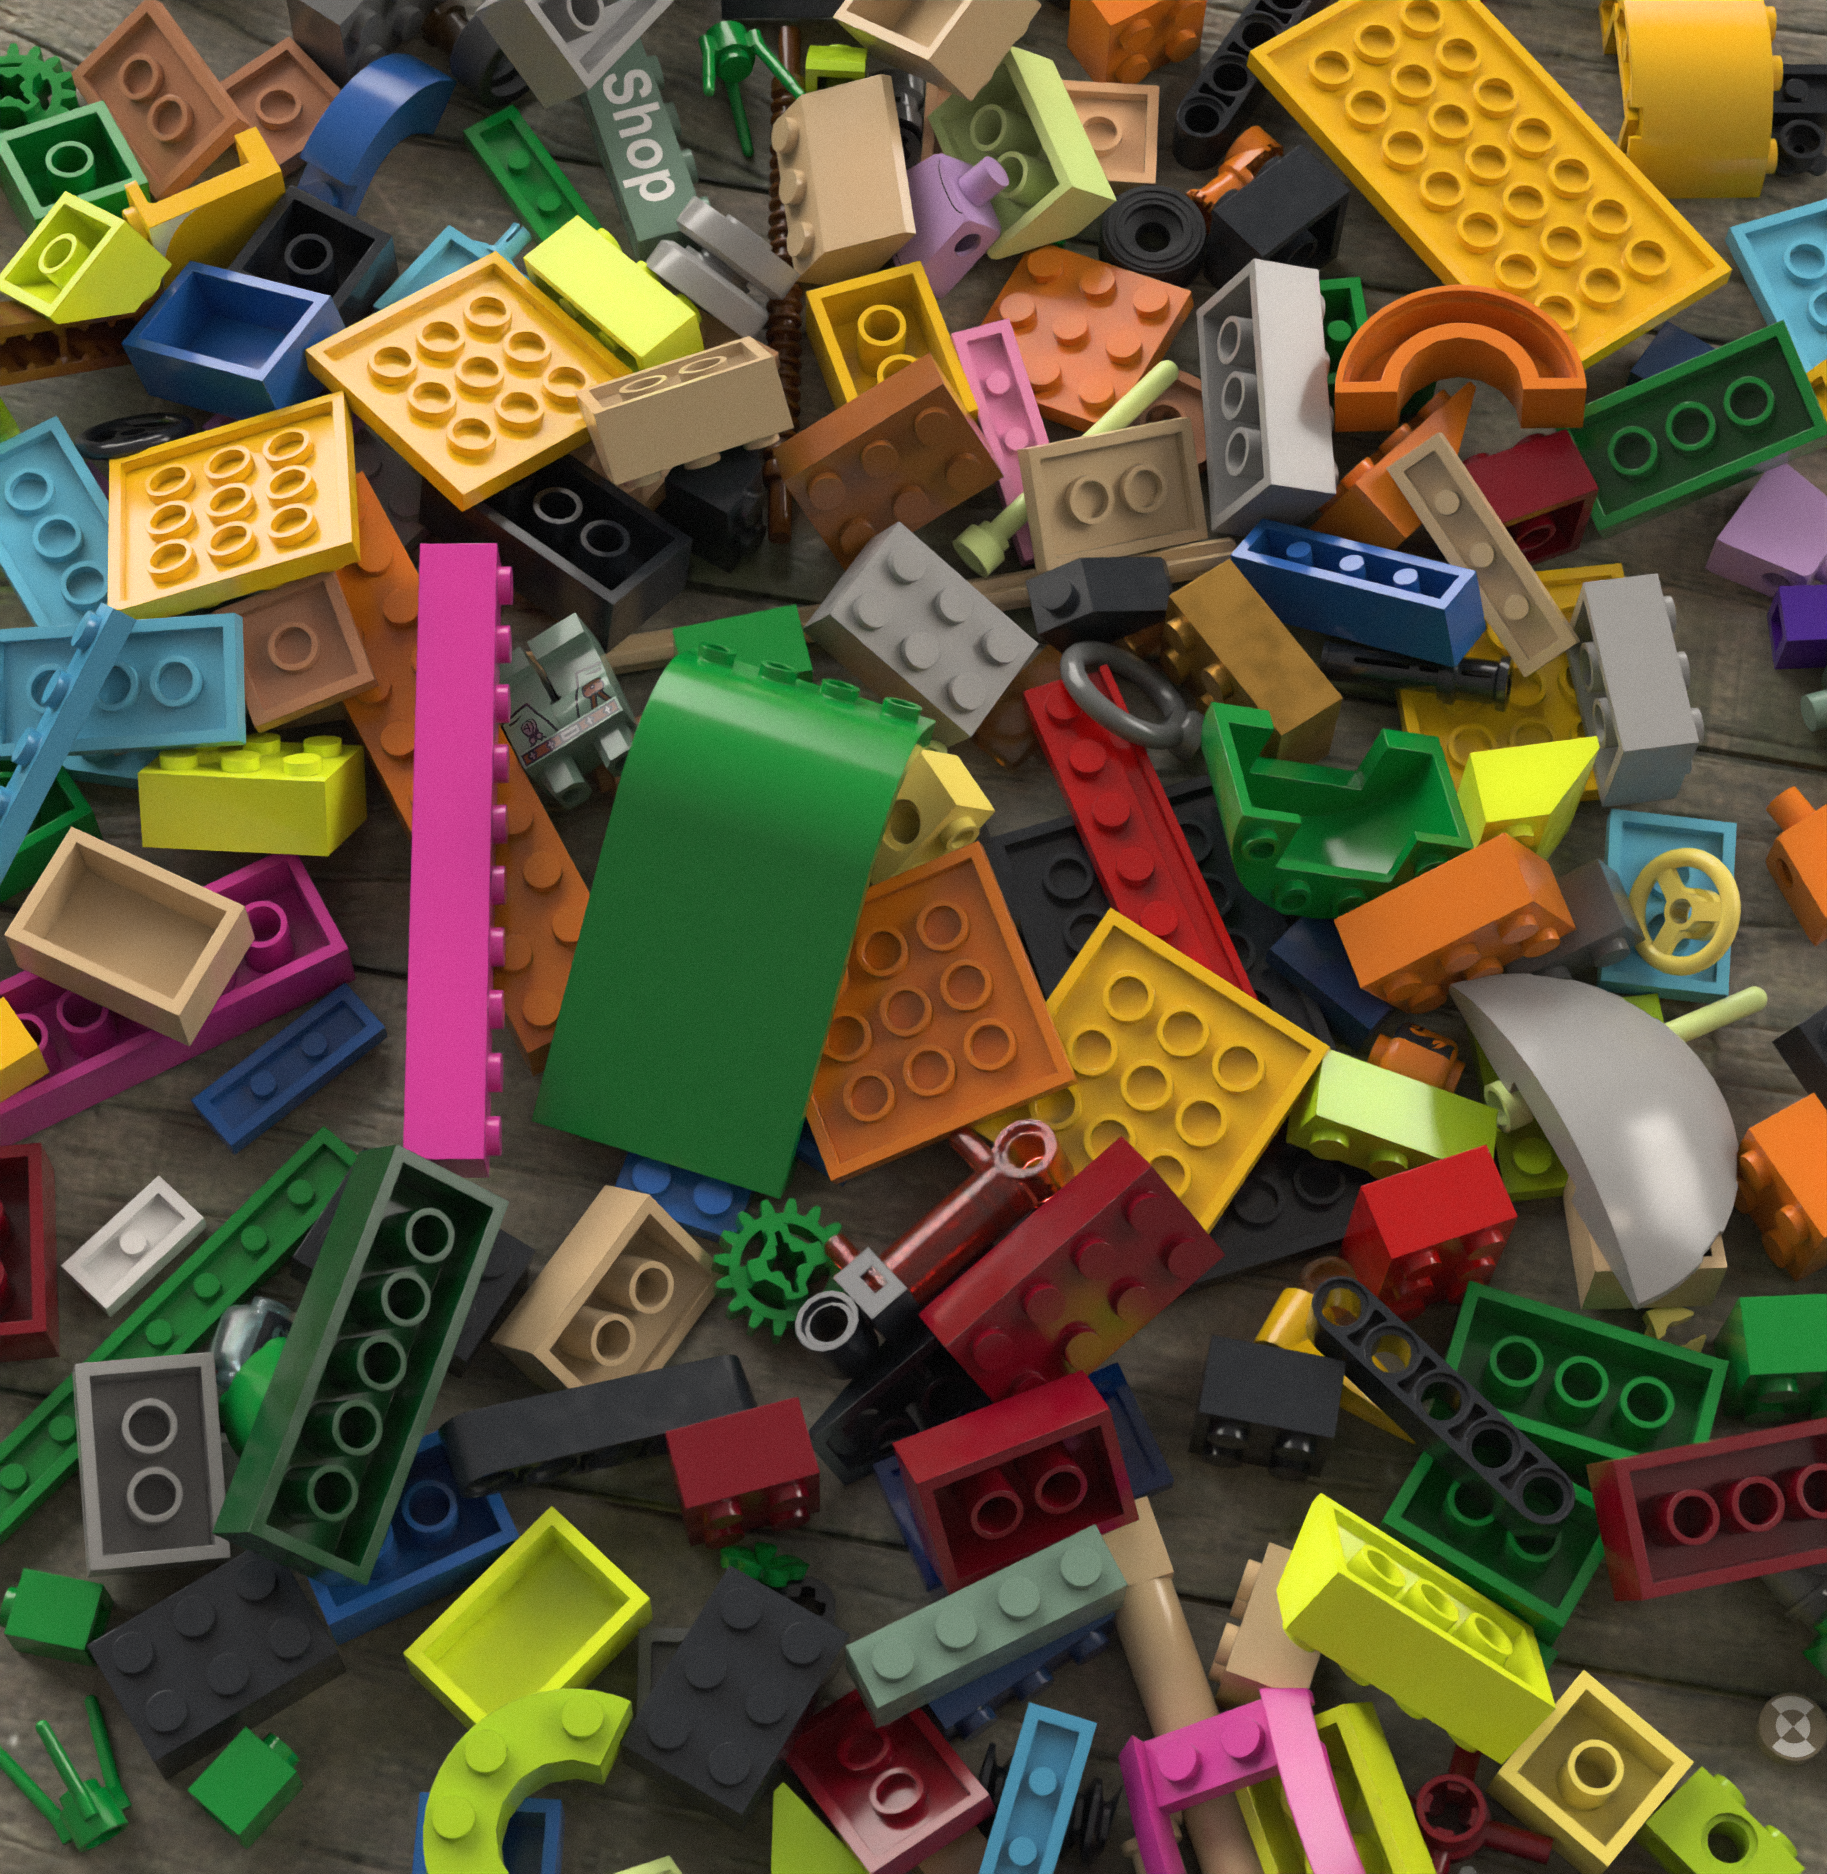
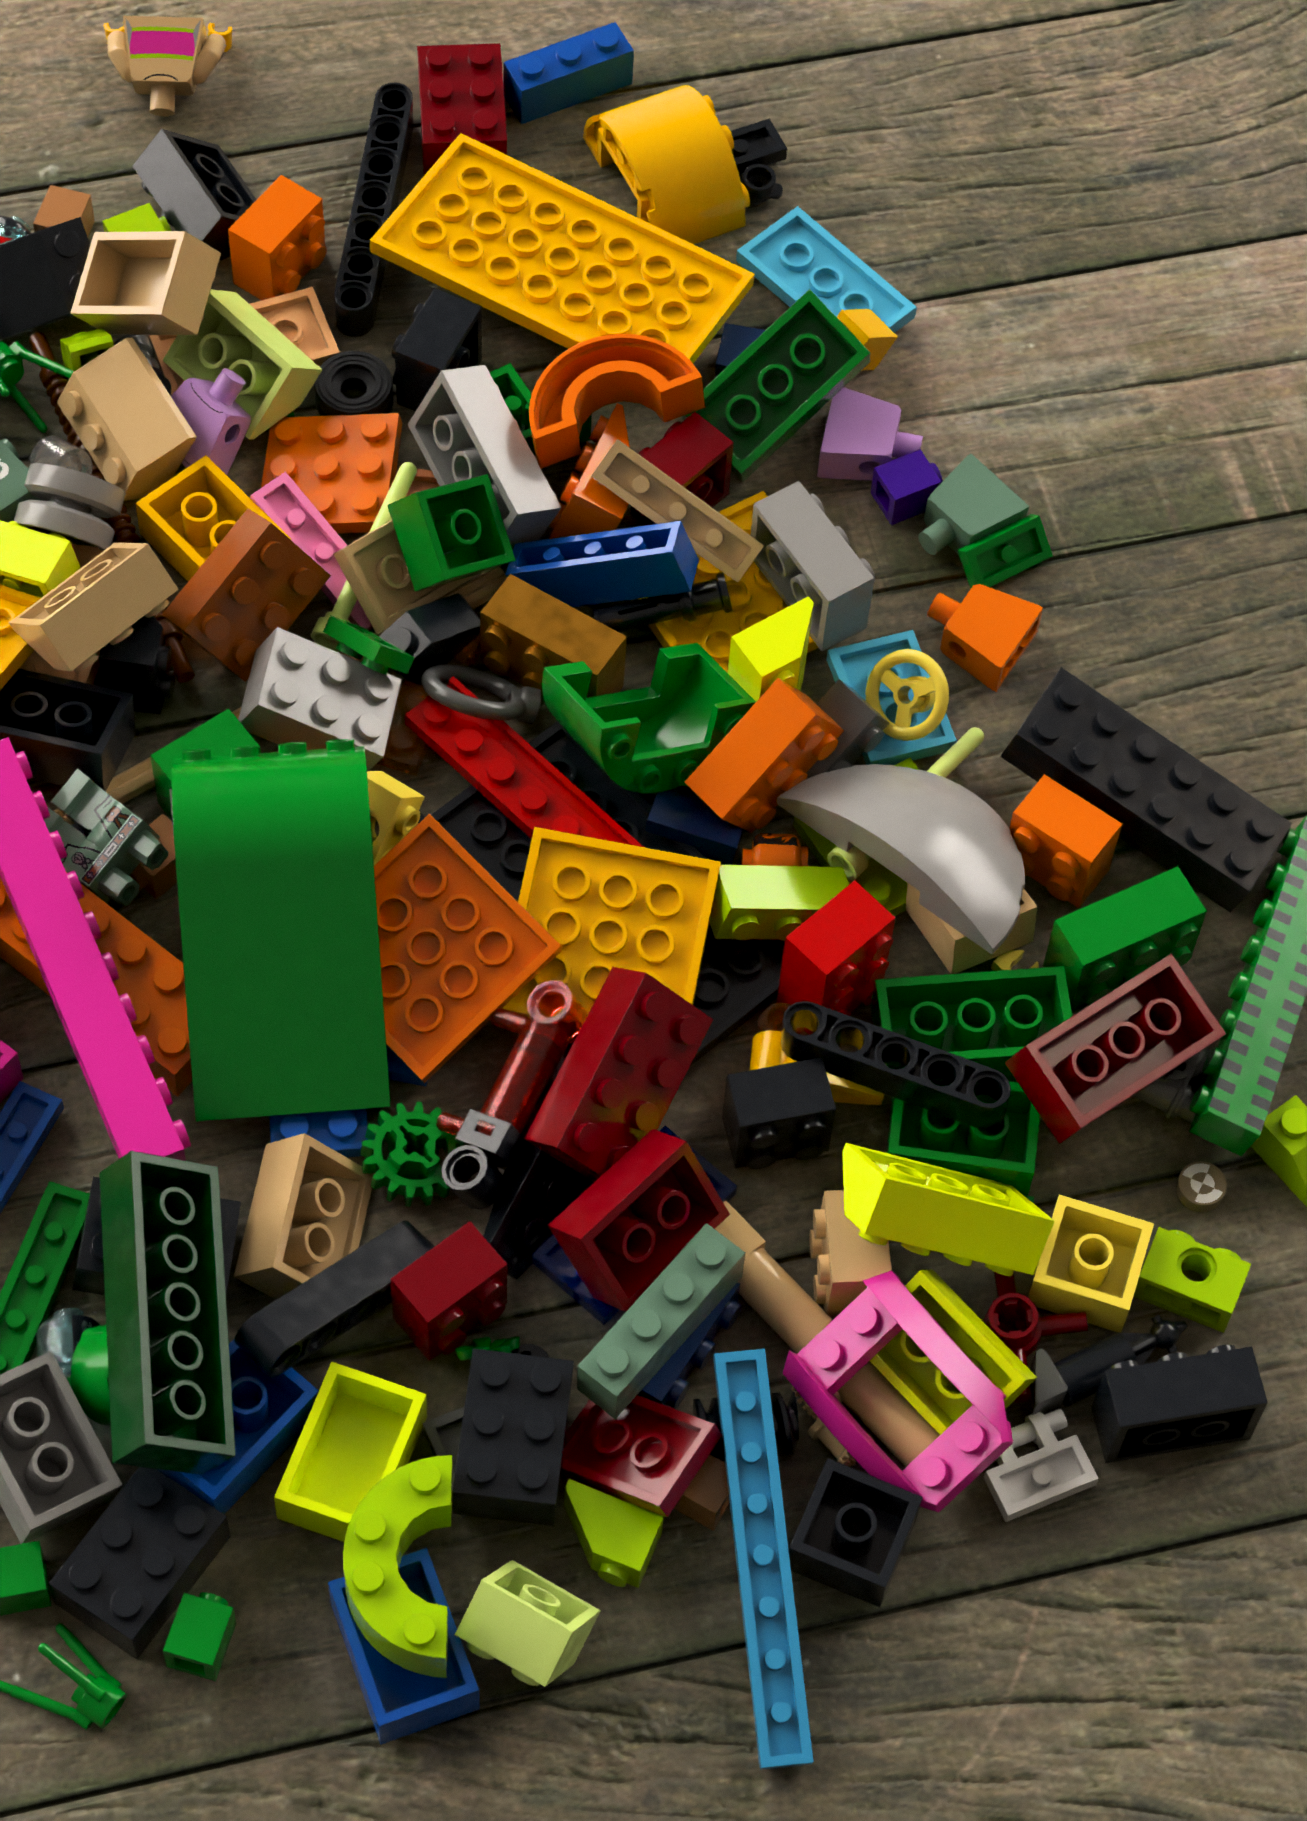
camera: 25 degrees left, 5 degrees down
(747, 198) = (61, 453): none -> clear brick
(1011, 585) = (360, 642): none -> green plate
(1180, 475) = (451, 532): none -> green brick
(1239, 169) = (392, 322): orange connector -> none

